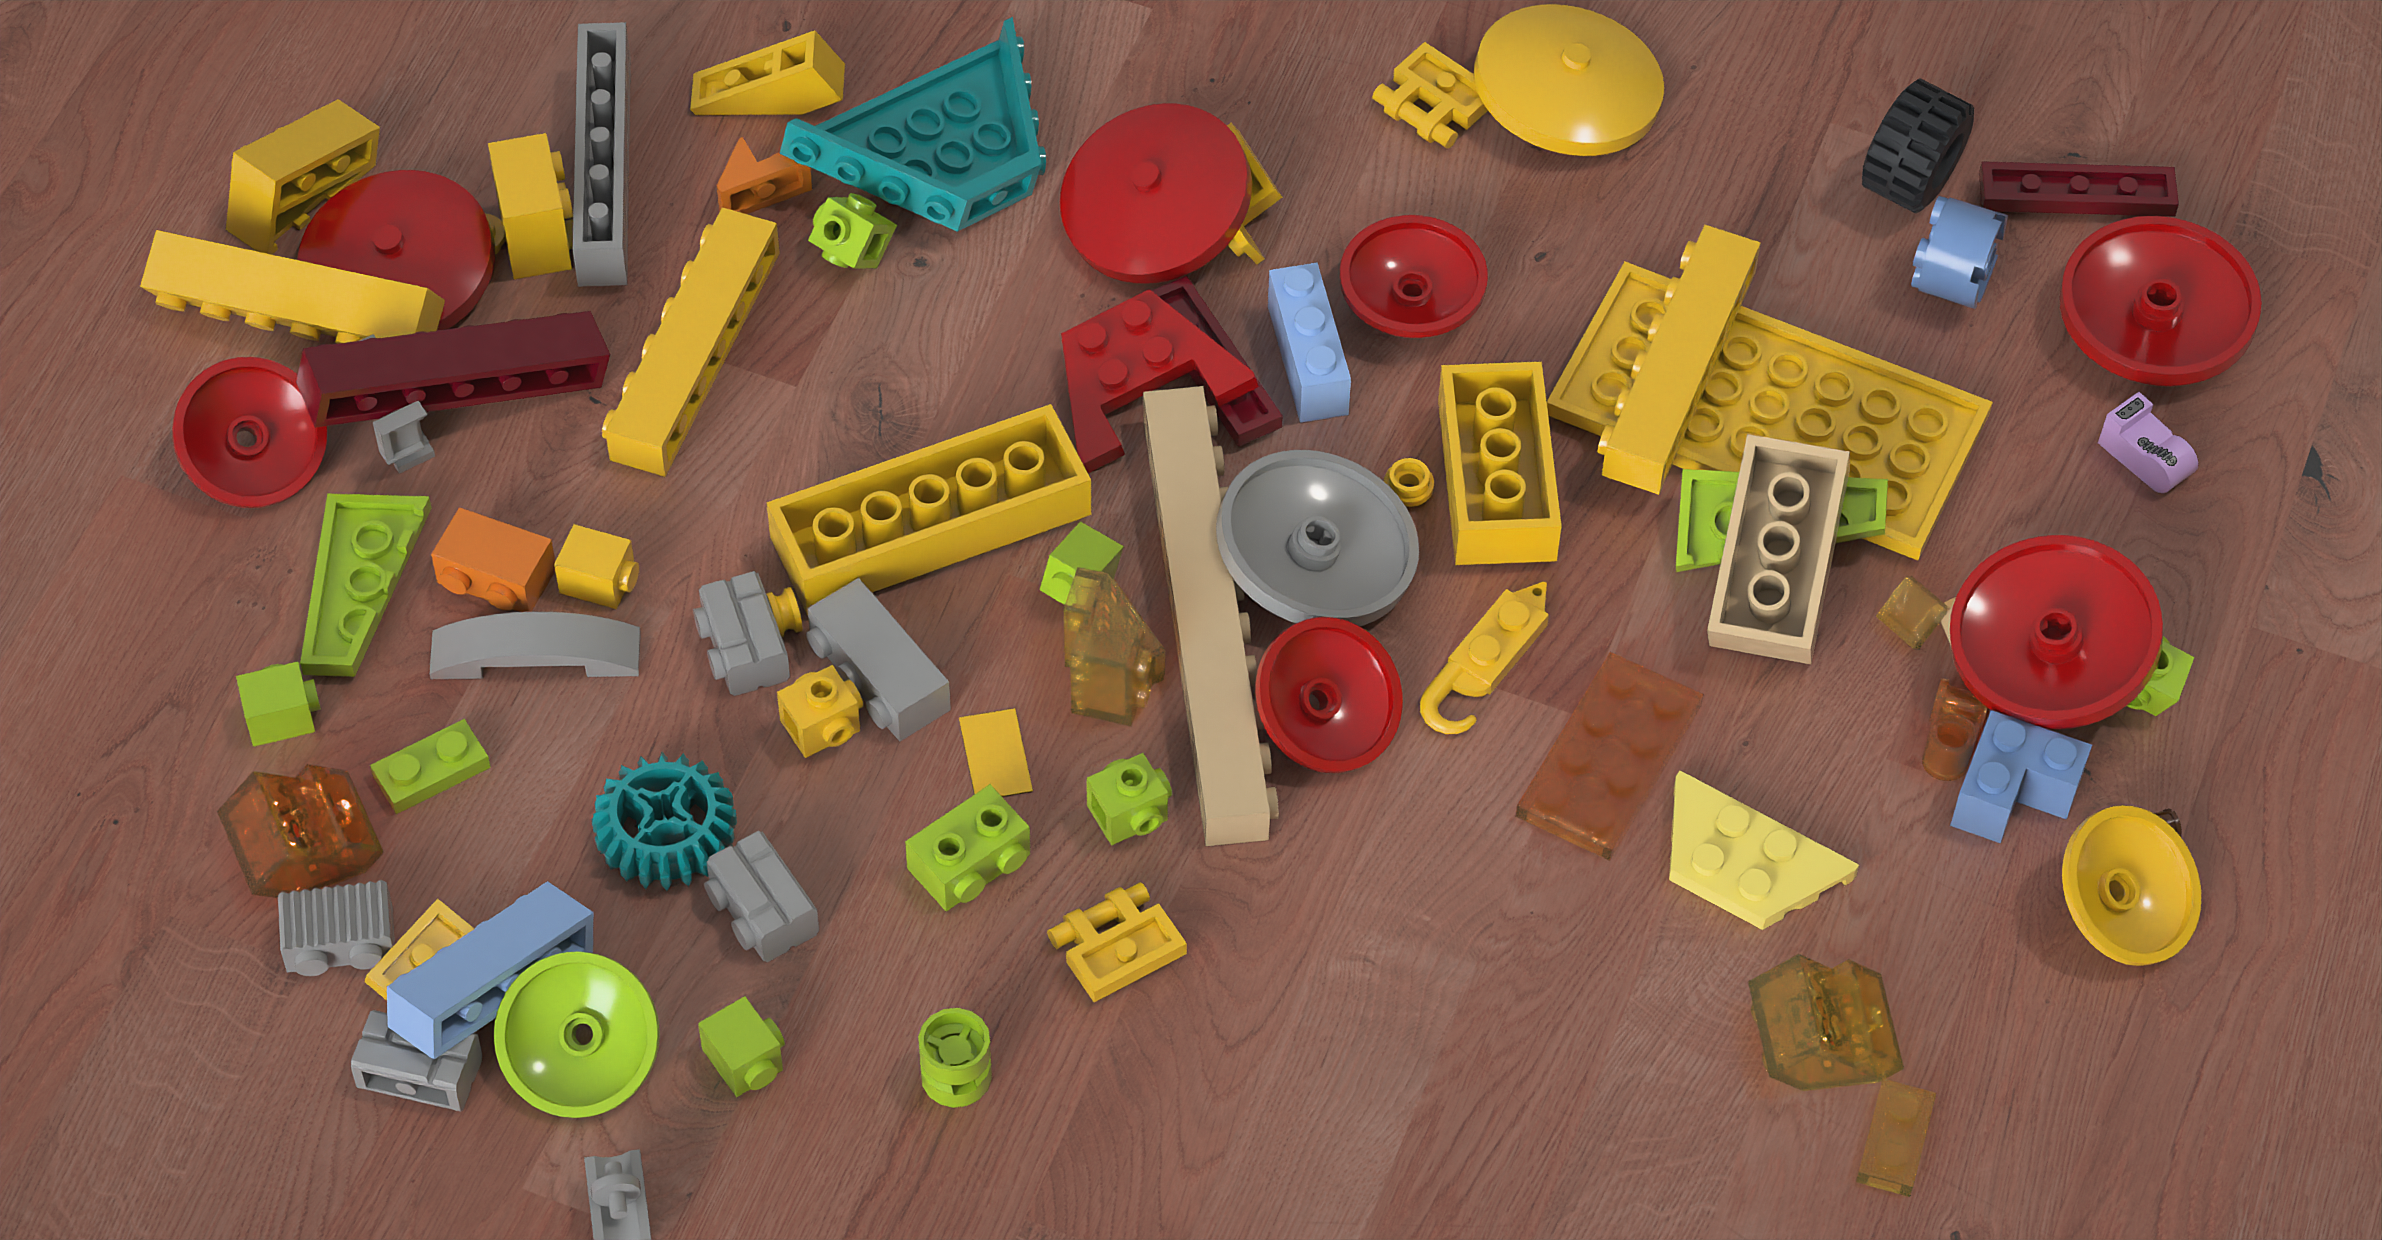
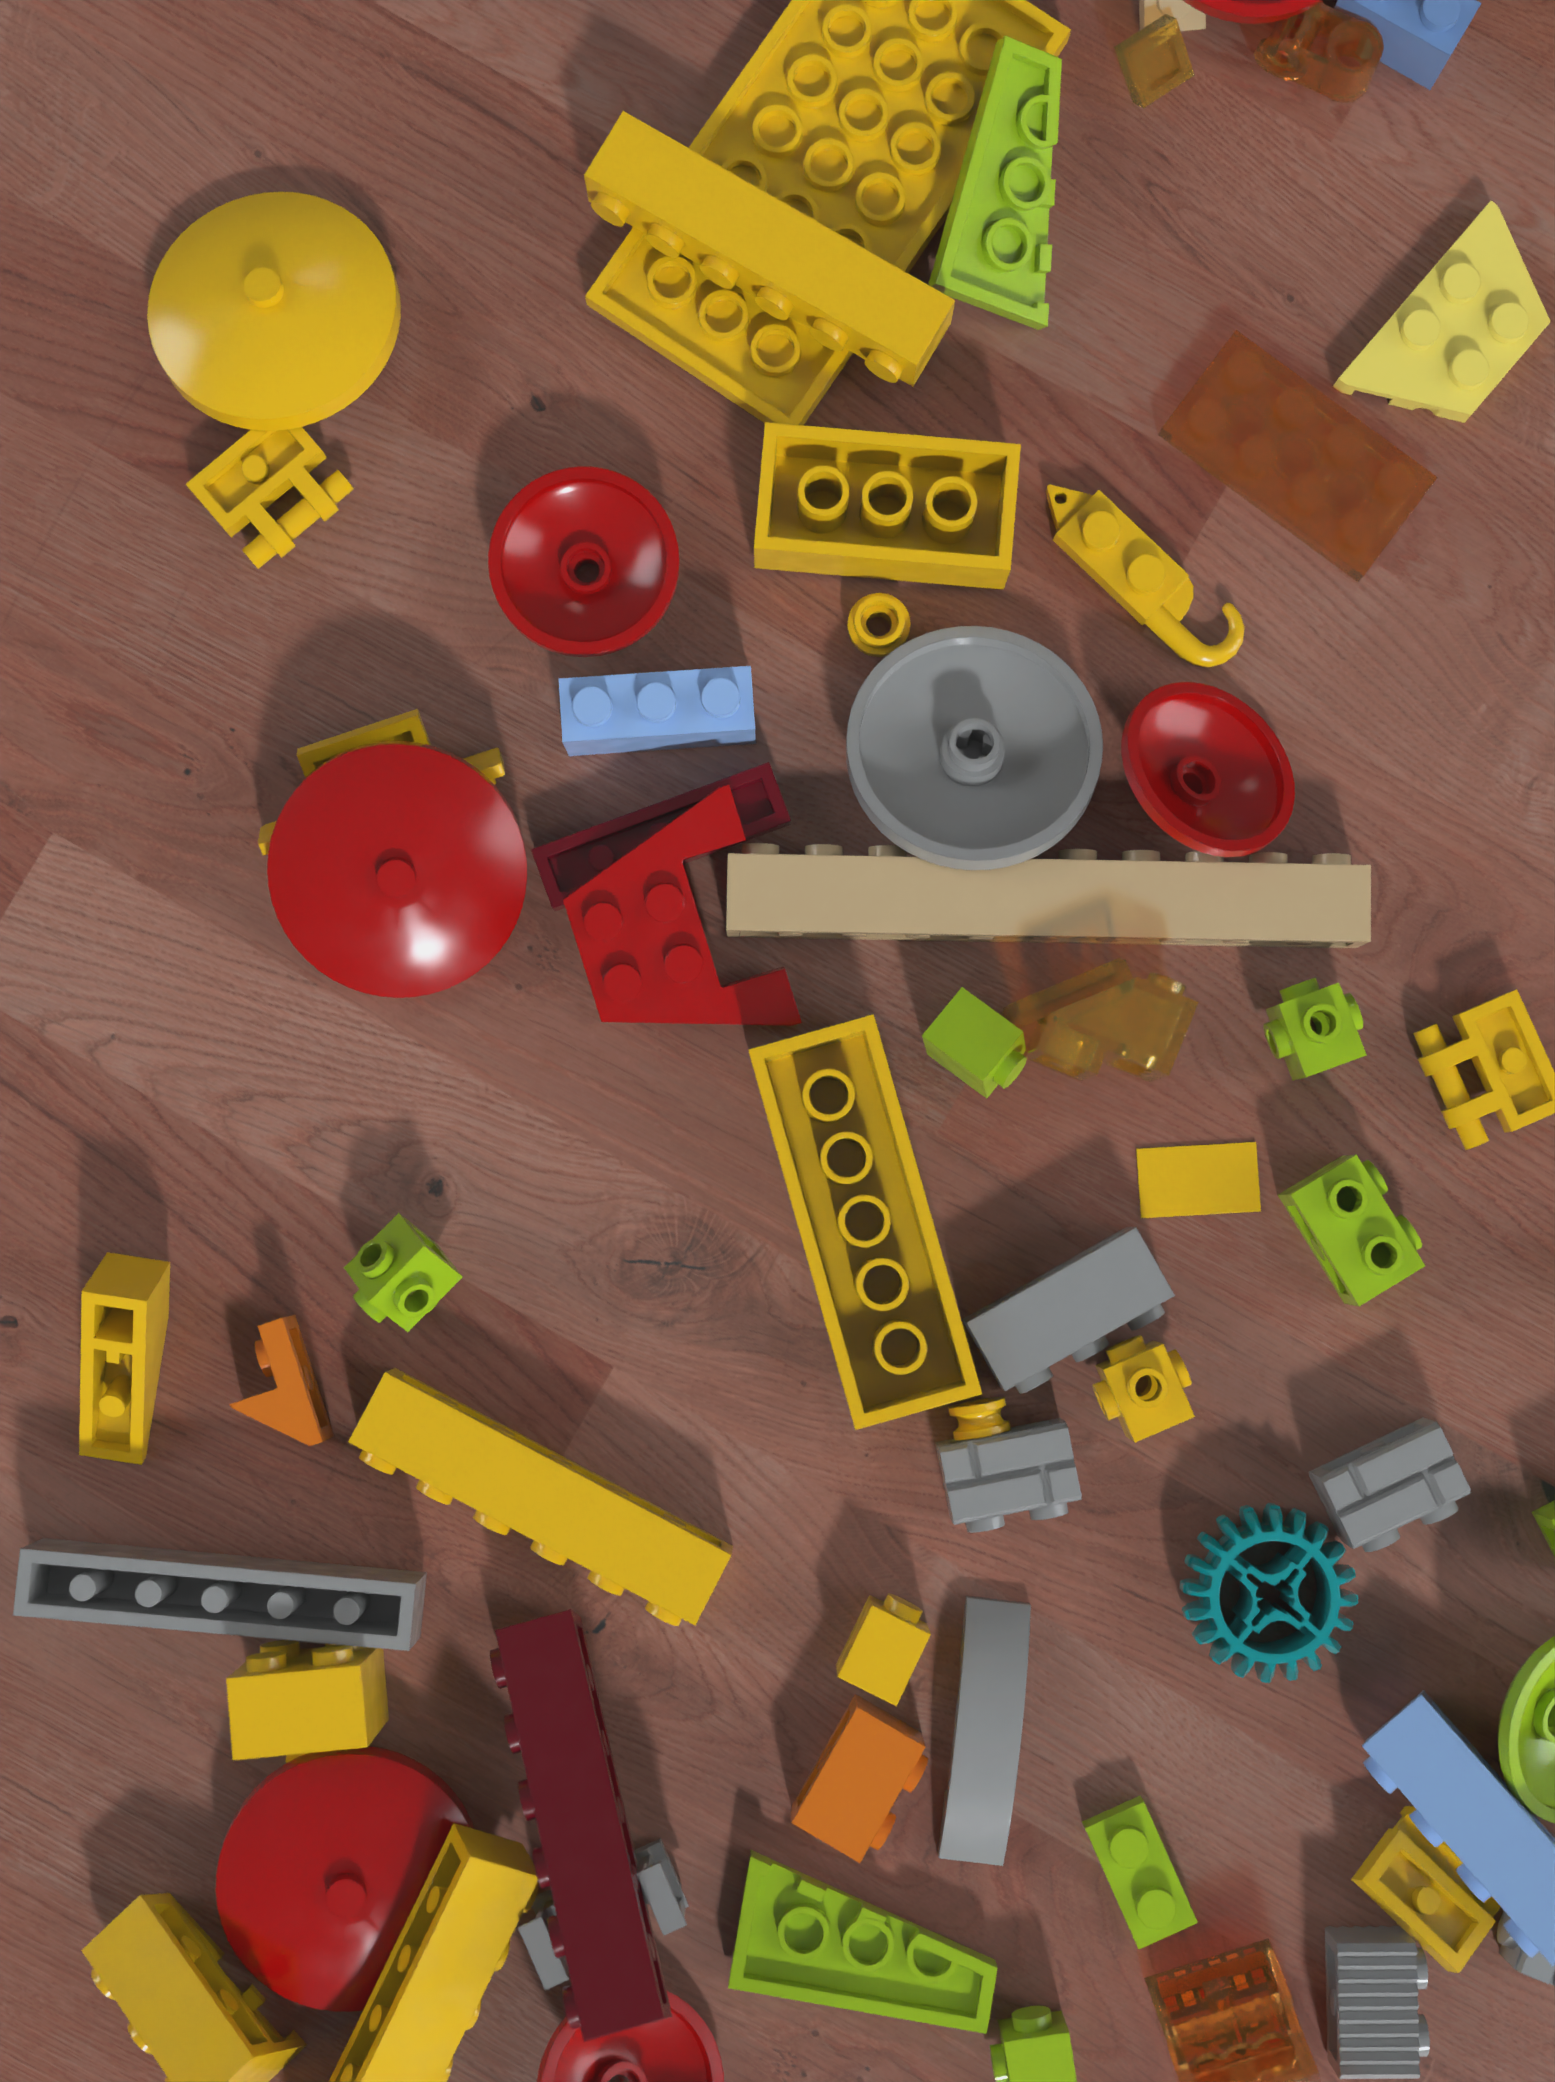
camera: 80 degrees left, 30 degrees up
(940, 144) = (263, 1137): teal piece -> none
(1779, 549) = (1089, 186): tan brick -> none

